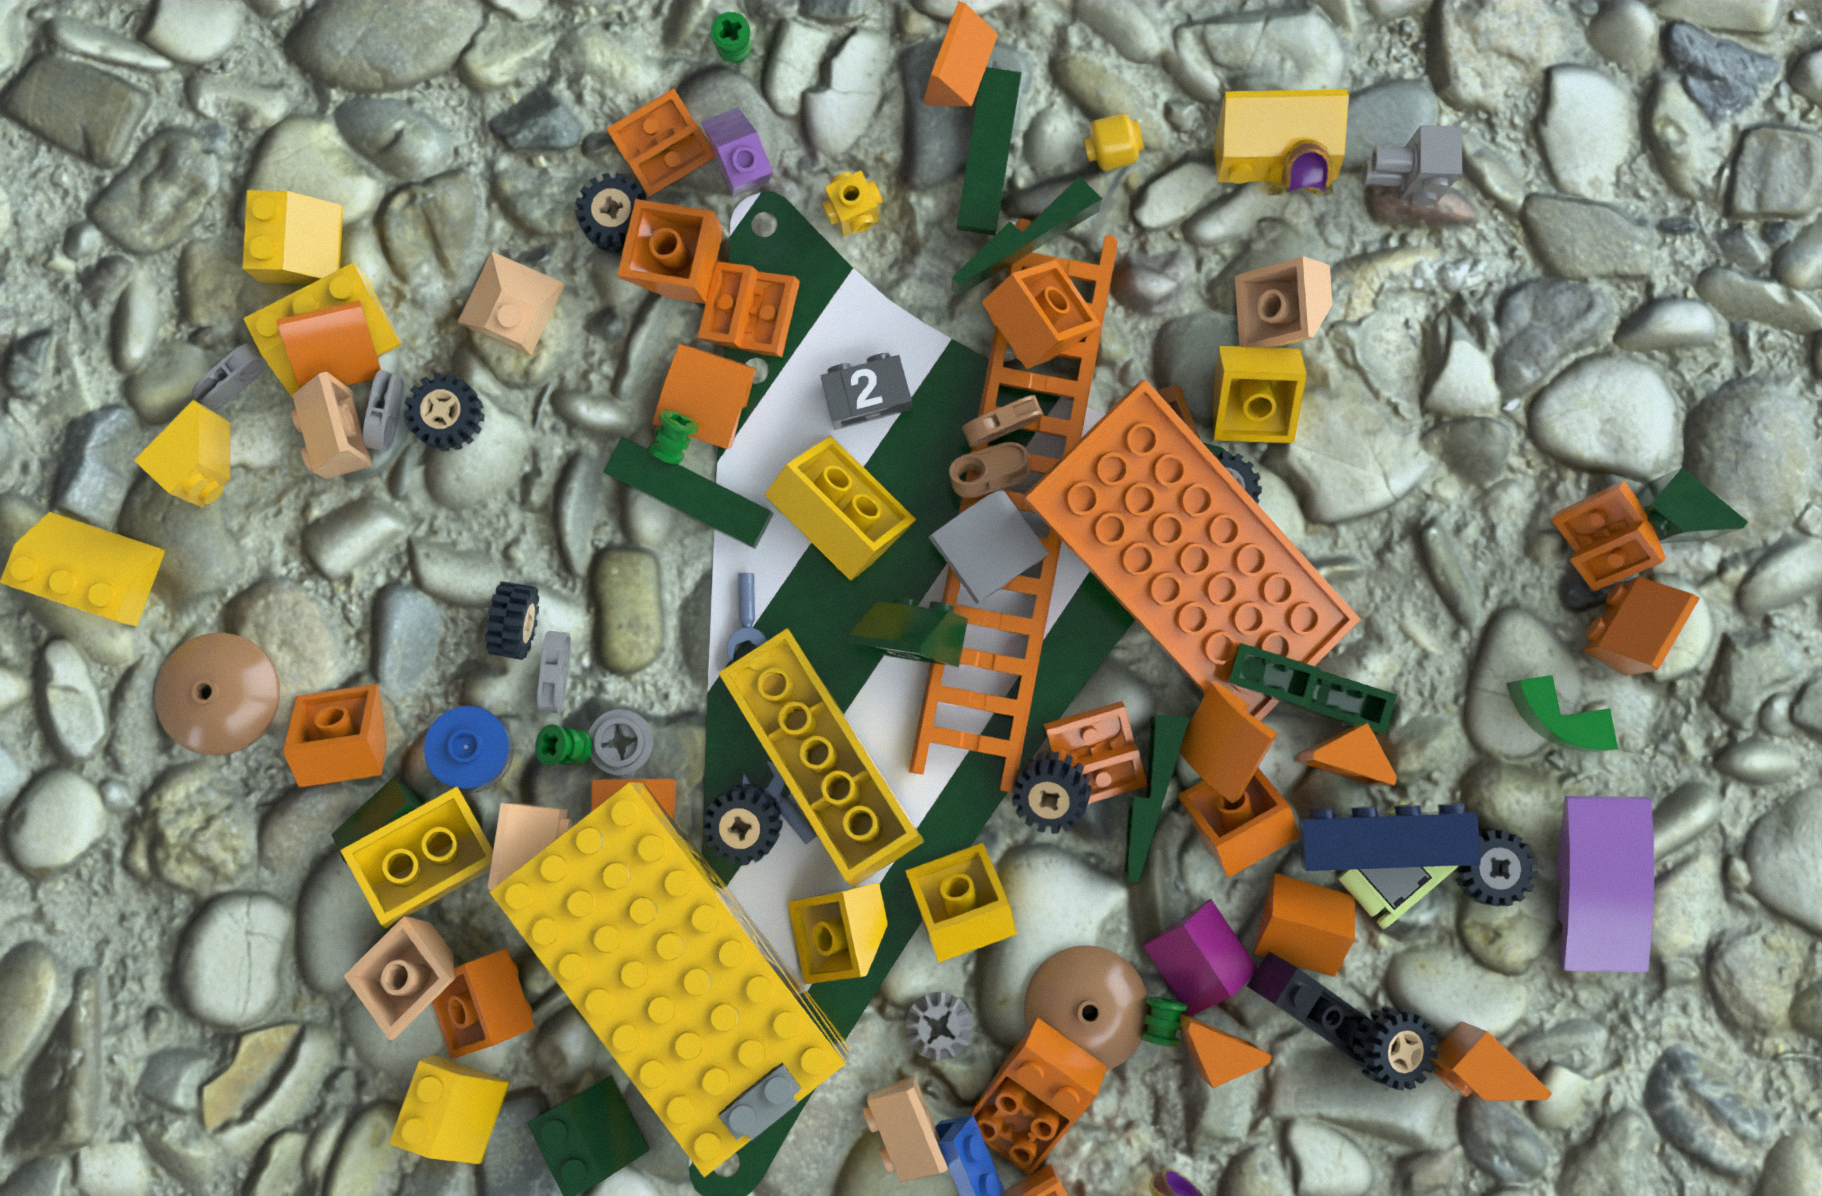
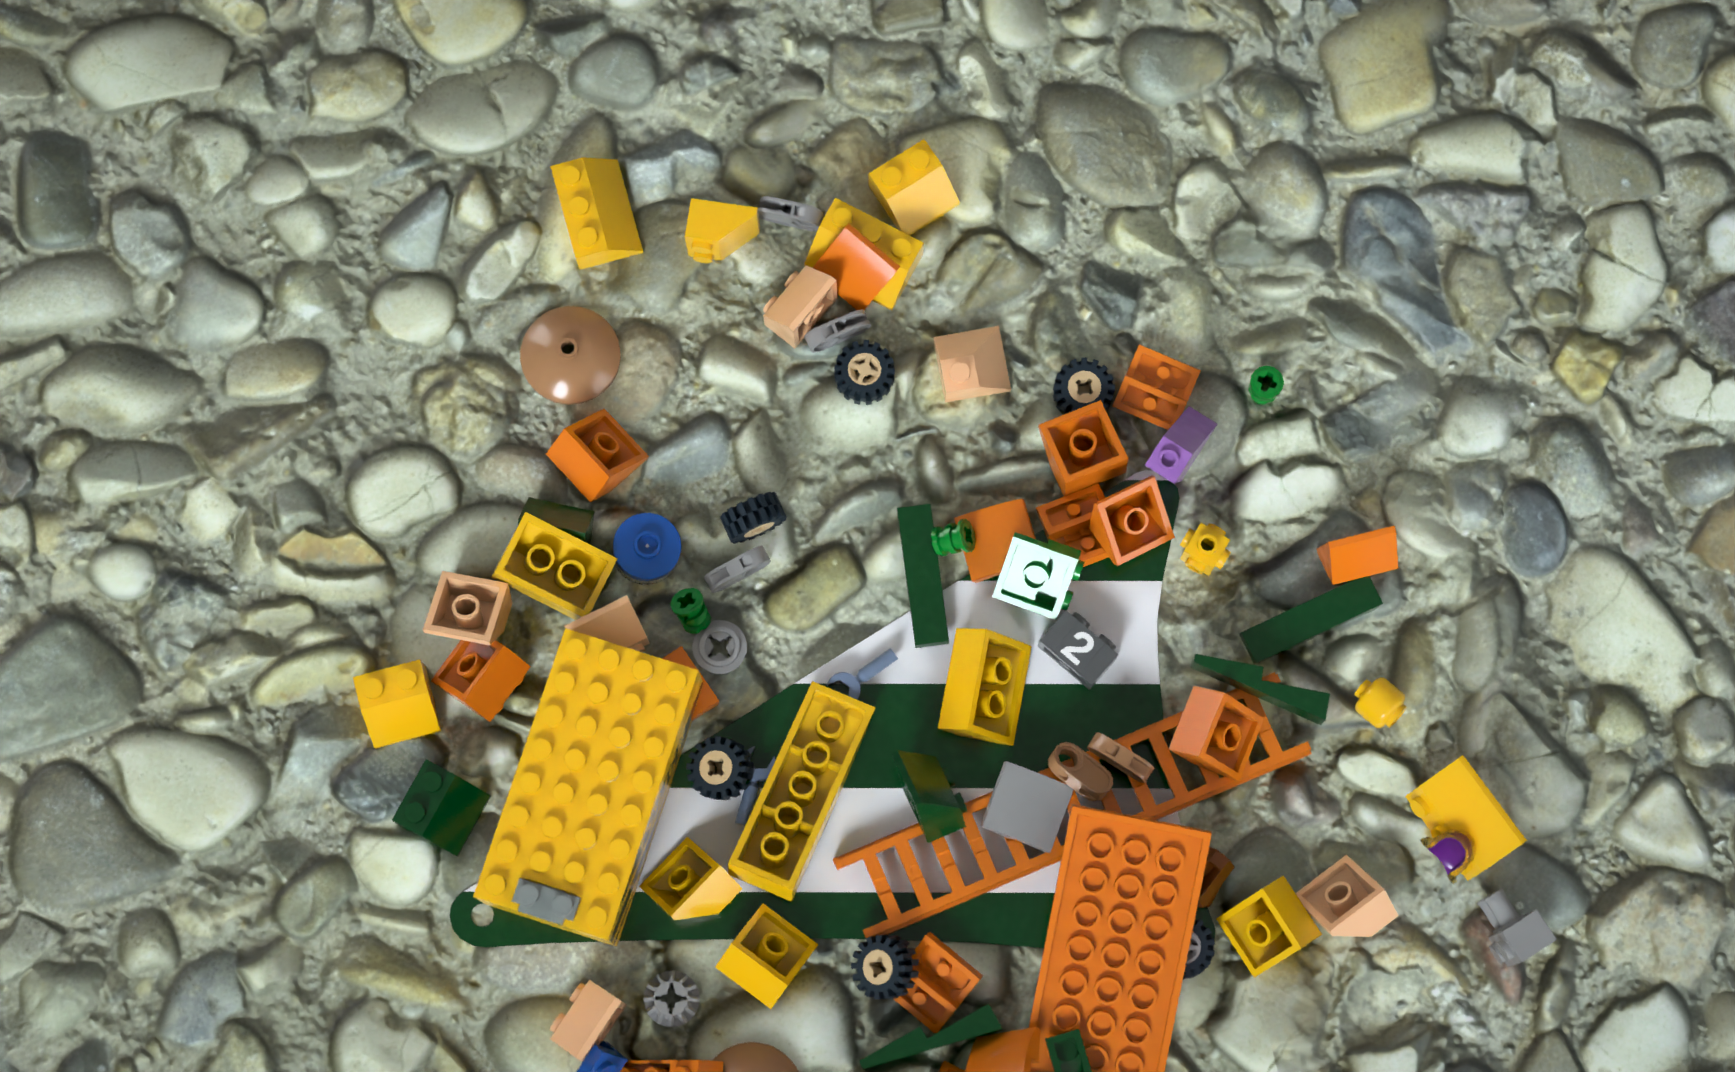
camera: 55 degrees right, 5 degrees down
(767, 378) = (1038, 575): none -> plate
(776, 253) = (1131, 521): none -> orange slope

